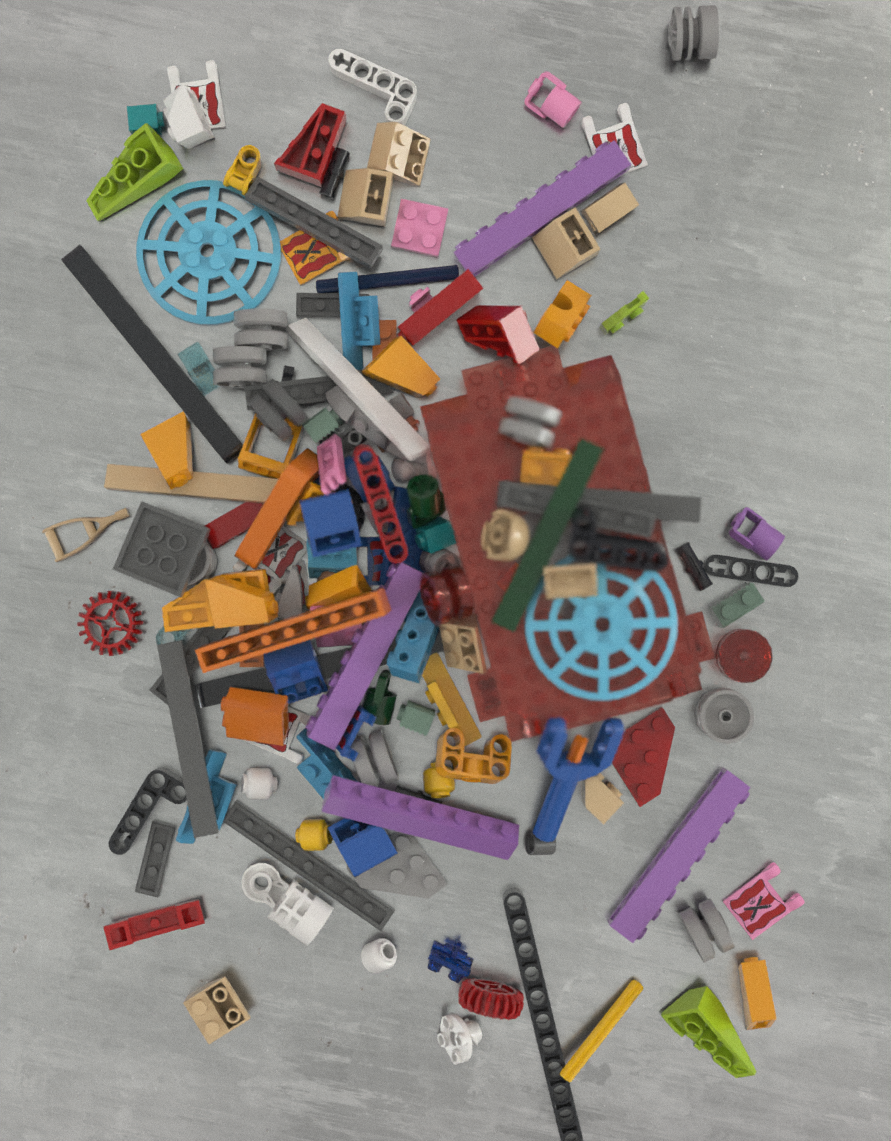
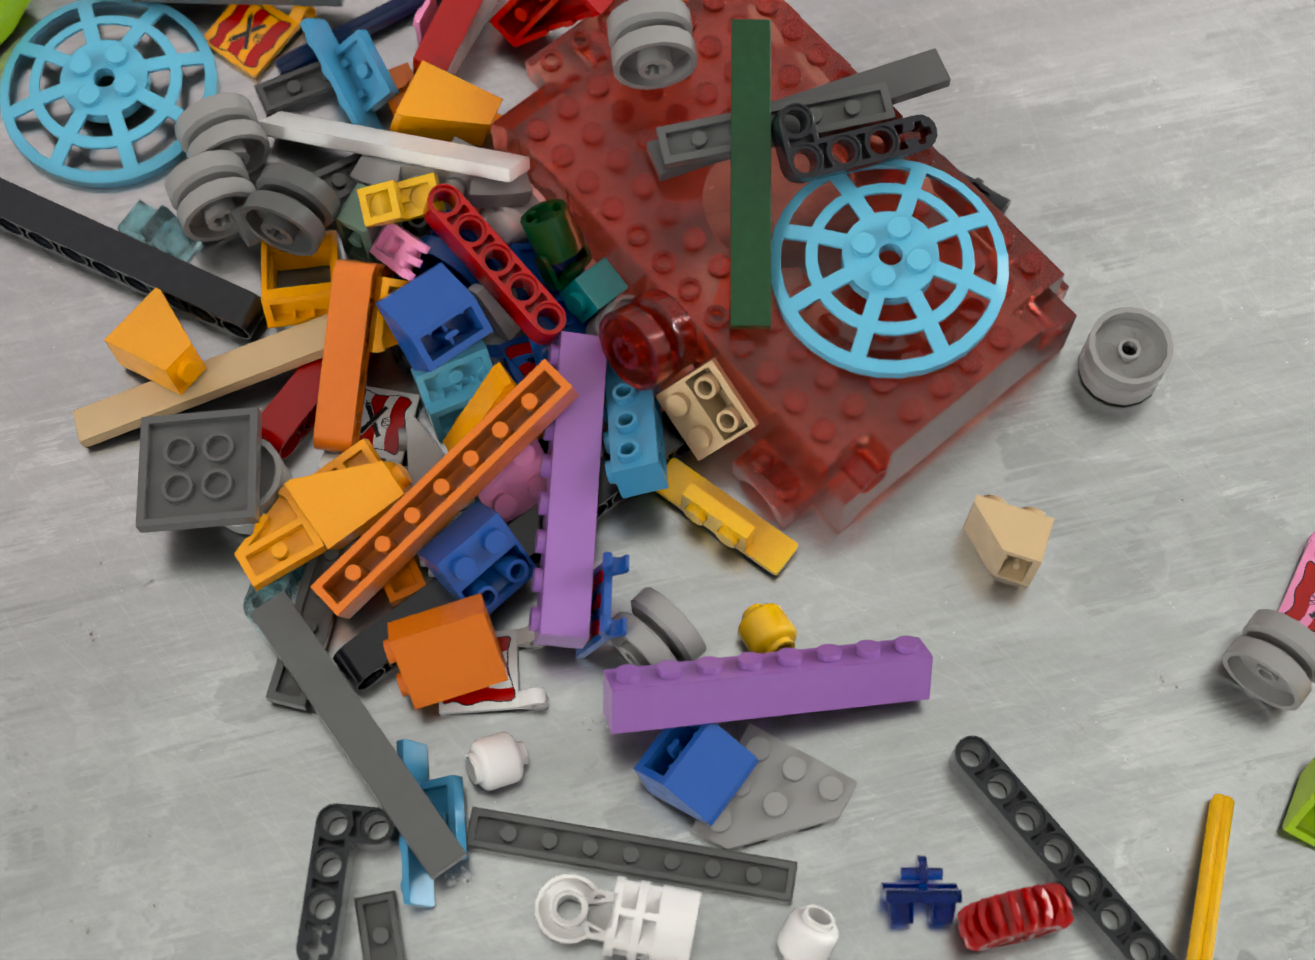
camera: 30 degrees left, 20 degrees down
(89, 527) = (76, 505): tan piece -> none
(107, 633) = (134, 628): red gear -> none
(313, 835) = (617, 799): yellow head -> none
(321, 764) = (576, 693): dark azure bracket -> none
(344, 433) = (397, 201): none -> yellow slope
(380, 701) = (640, 567): dark green piece -> none
(416, 717) = (688, 550): sand green brick -> none
(471, 766) = (805, 582): light orange beam -> none
(505, 536) = (692, 201): tan cylinder -> none
(543, 467) = (698, 93): light orange bracket -> none
(567, 771) = (950, 502): blue piece -> none
(570, 581) = (815, 212): tan hinge -> none
(644, 755) = (1042, 467): red plate -> none
(678, 855) = (1173, 583): medium lavender brick -> none
(735, 604) = (1057, 209): sand green brick -> none
(747, 669) = (1105, 266): clear red wheel -> none
(750, 570) = (1049, 161): black beam -> none
(761, 539) = (1044, 113): medium lavender piece -> none

